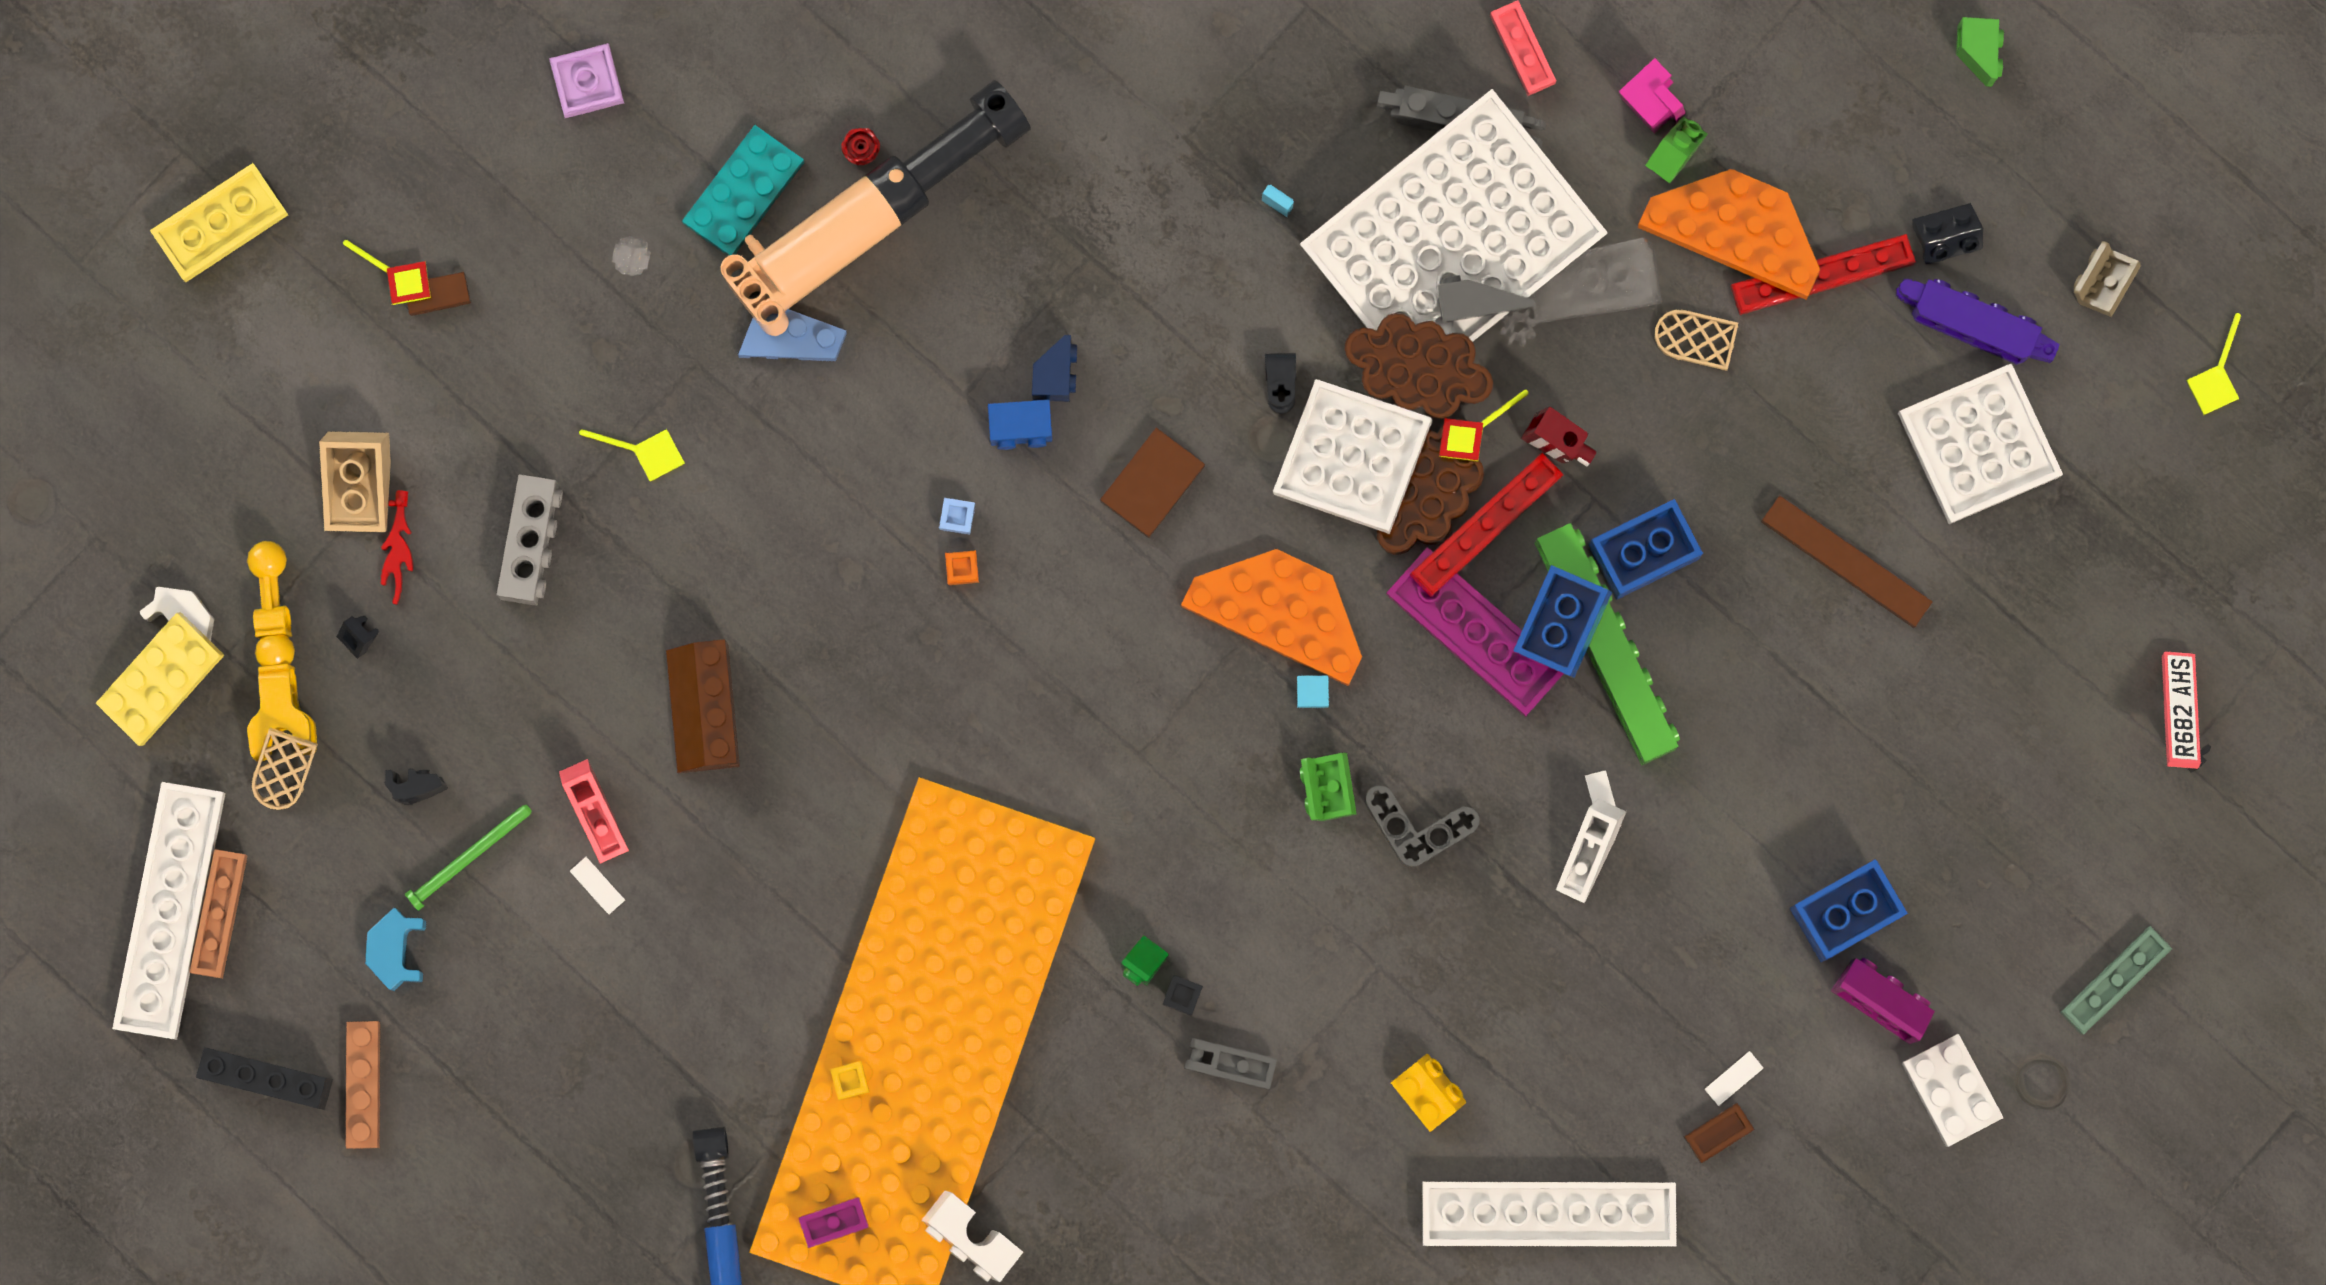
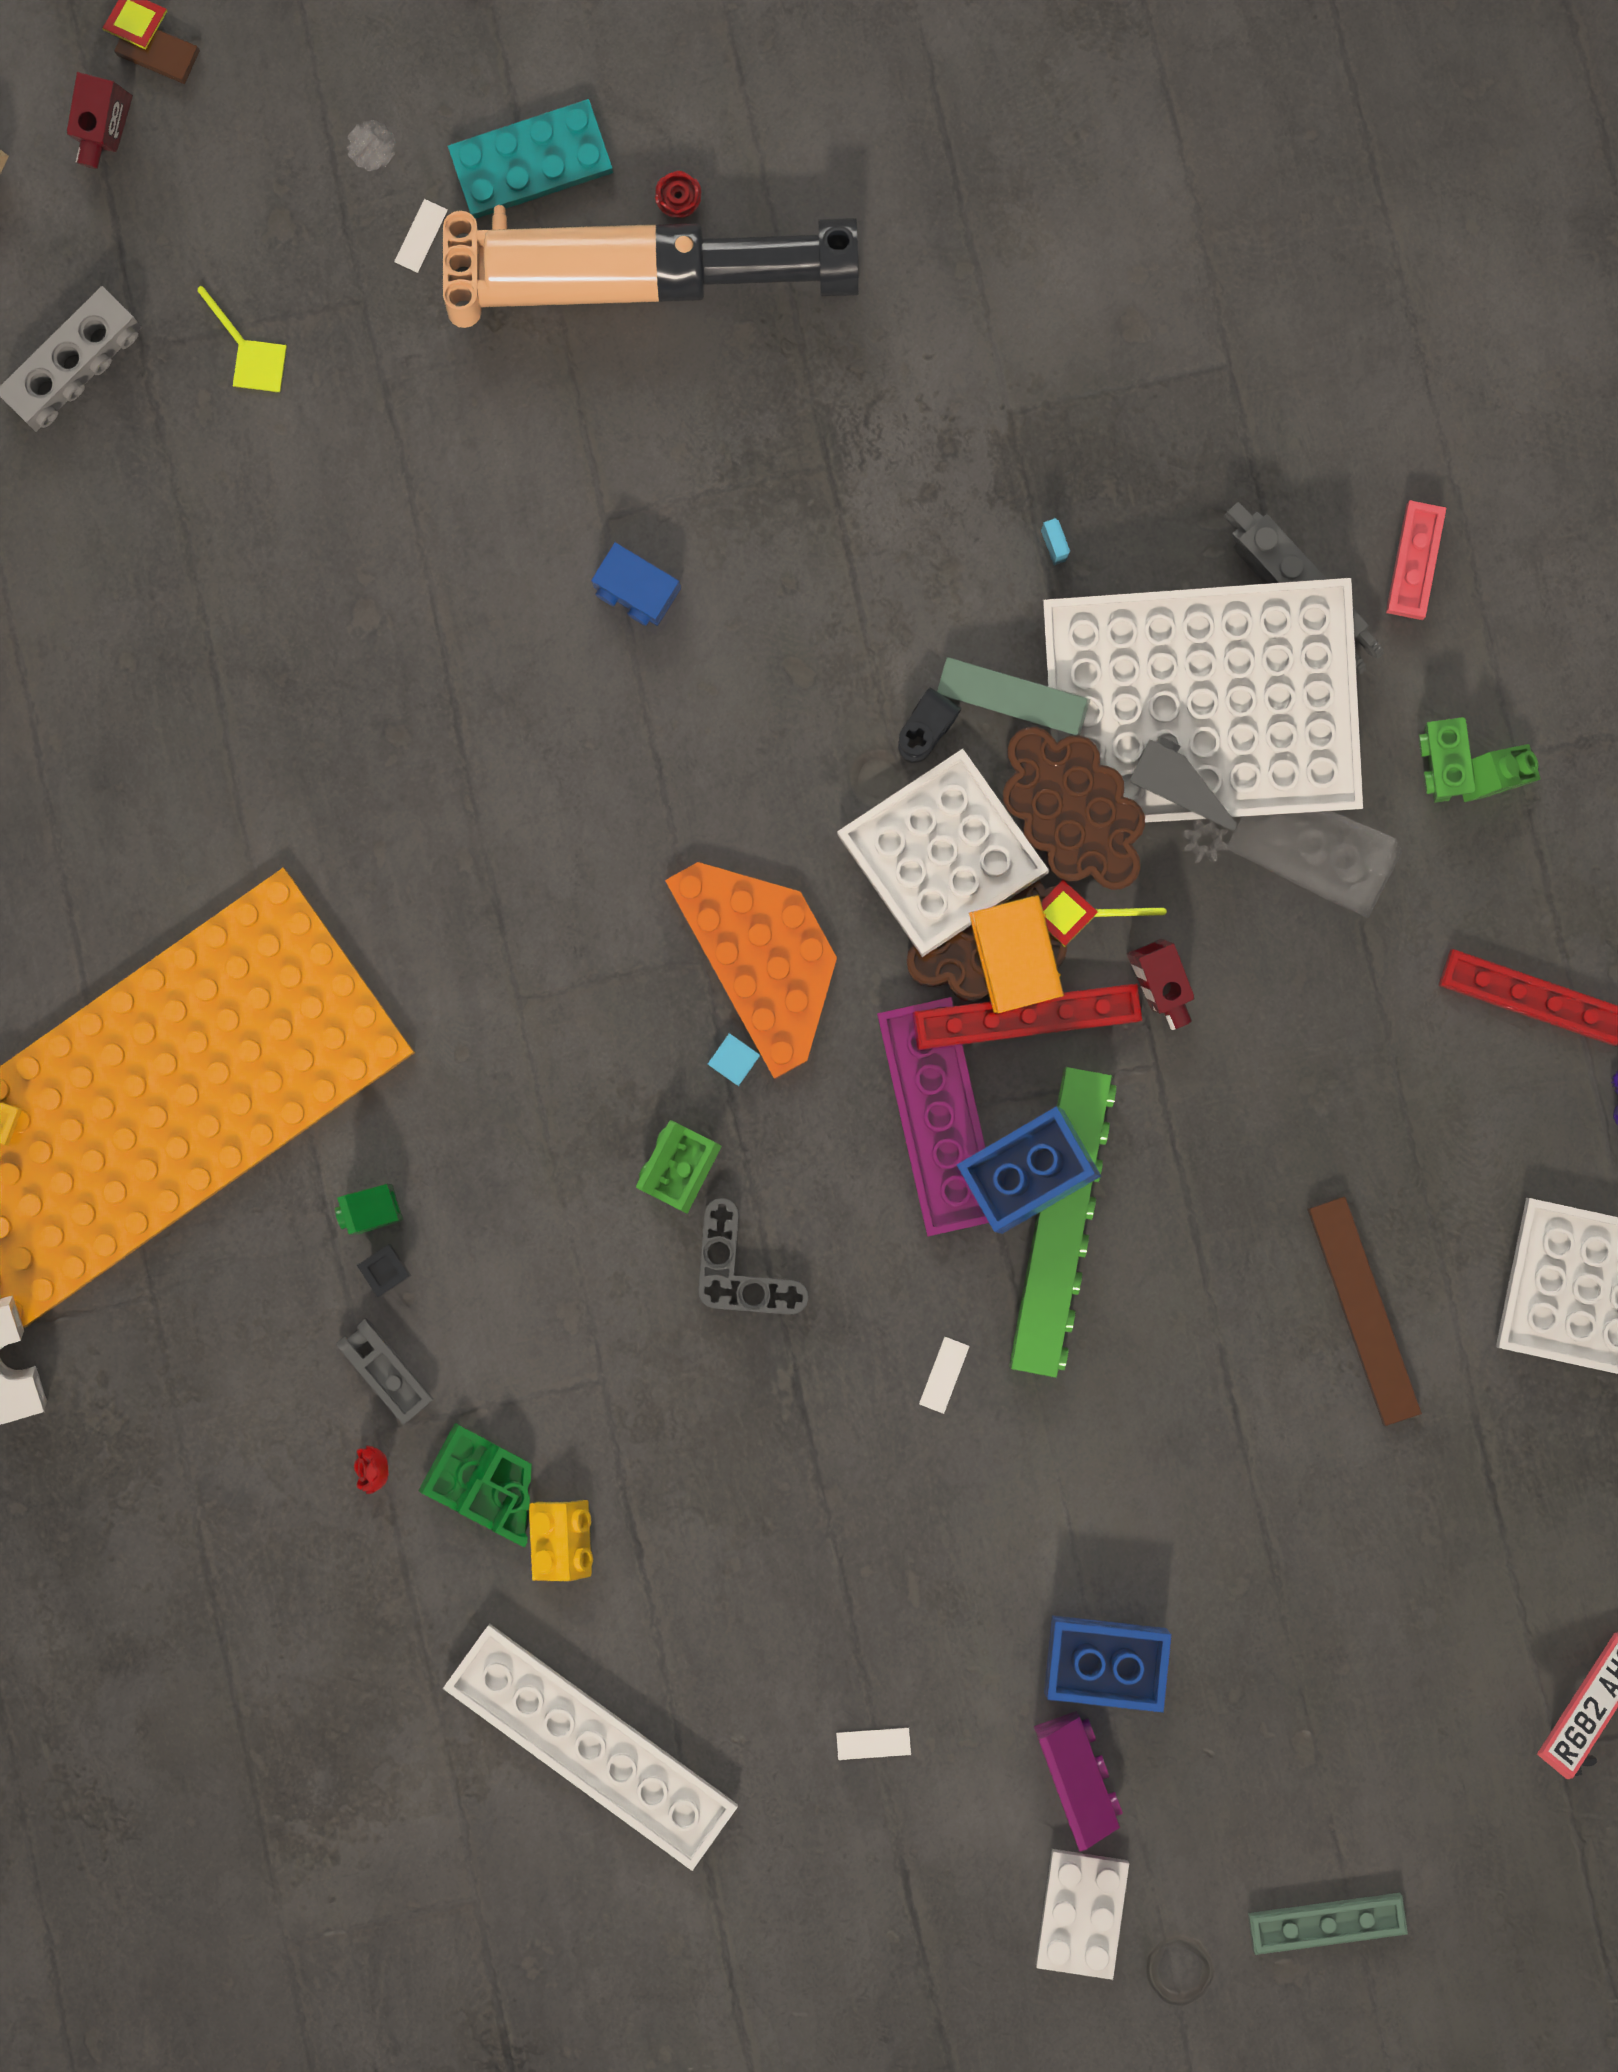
camera: 40 degrees right, 5 degrees up
(426, 354) = (97, 117): none -> dark red torso
(702, 706) = (124, 647): reddish brown slope -> none
(705, 293) = (421, 235): none -> white sticker
(802, 340) = (481, 348): medium blue wing -> none
(957, 516) = (507, 634): light blue plate -> none
(962, 567) = (476, 689): orange tile -> none
(1052, 372) = (705, 556): dark blue slope -> none
(1152, 482) = (725, 737): reddish brown tile -> none
(1269, 1135) = (371, 1469): none -> red plate
(1325, 320) = (1013, 696): none -> sand green tile
(1349, 1092) = (481, 1483): none -> green slope
(1450, 487) = (1016, 954): none -> light orange piece
(1590, 849) = (895, 1415): white slope -> none
(1639, 162) = (1448, 757): none -> bright green bracket
(1645, 549) = (1168, 1155): blue brick -> none
(1650, 98) = (1508, 701): dark pink plate -> none
(1692, 315) = (1371, 951): tan window -> none
(1718, 1133) = (818, 1787): reddish brown tile -> none
(1739, 226) = (1503, 895): orange plate -> none

